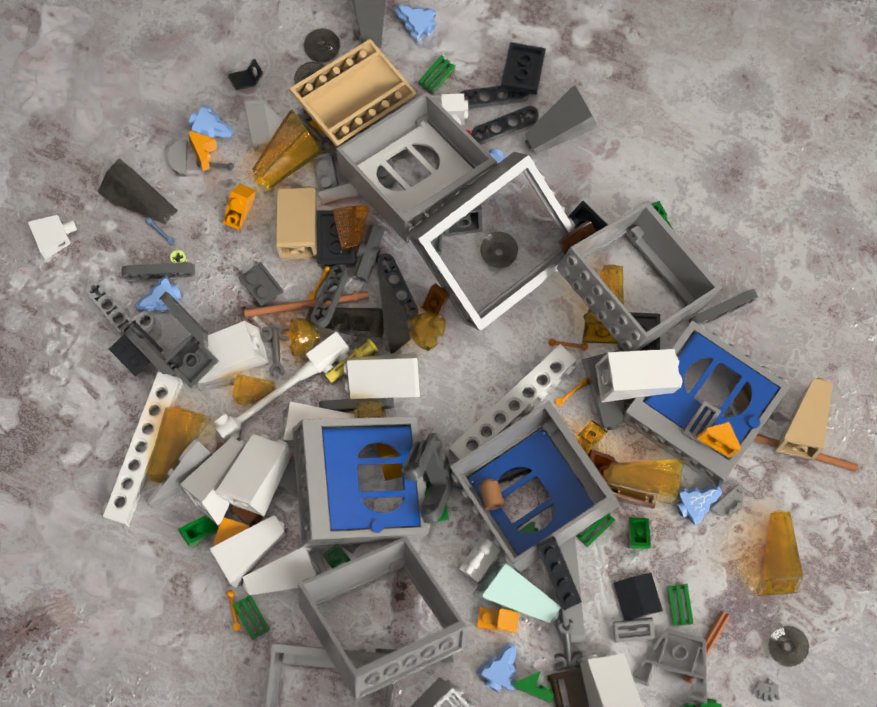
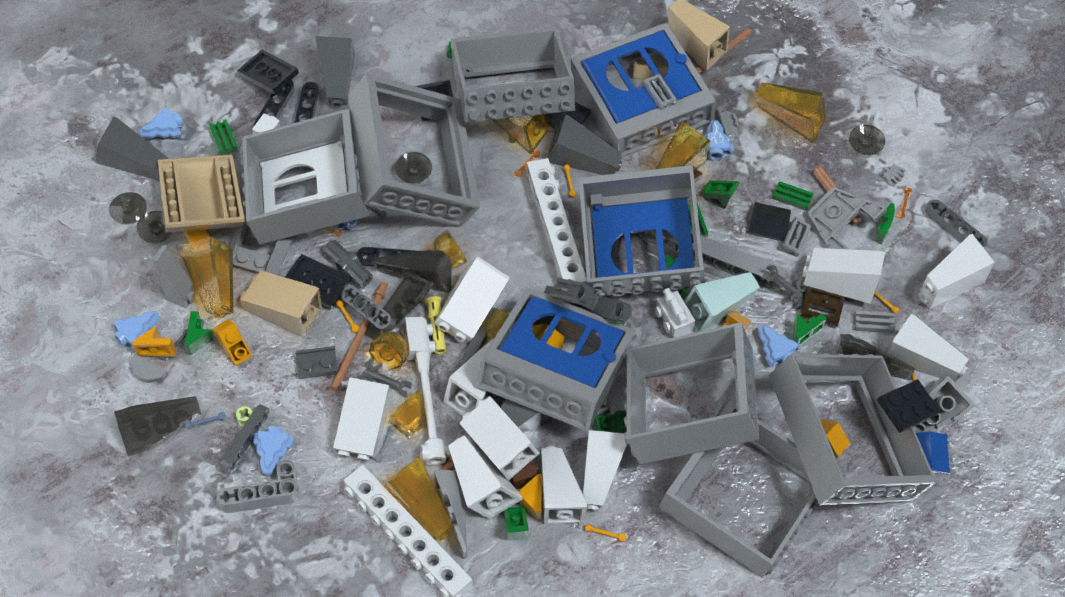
camera: 65 degrees left, 15 degrees down
(51, 234) = (141, 513): white torso -> none
(130, 355) = (309, 490): black hinge -> none
(190, 359) = (353, 441): dark grey plate -> none
(226, 174) = (196, 335): none -> green slope
(243, 602) = (621, 516): green tile -> none
(246, 78) = (113, 279): black bracket -> none
(350, 224) = (314, 260): clear orange slope -> none
(435, 299) = (428, 229): reddish brown plate -> none
(491, 494) = (625, 268): medium nougat brick -> none
(558, 573) = (726, 248): black plate -> none
(577, 235) = (451, 96): reddish brown plate -> none
(637, 374) = (593, 112): white slope -> none
(721, 439) = (685, 82): light orange slope -> none
(725, 307) = (569, 36): dark grey beam -> none

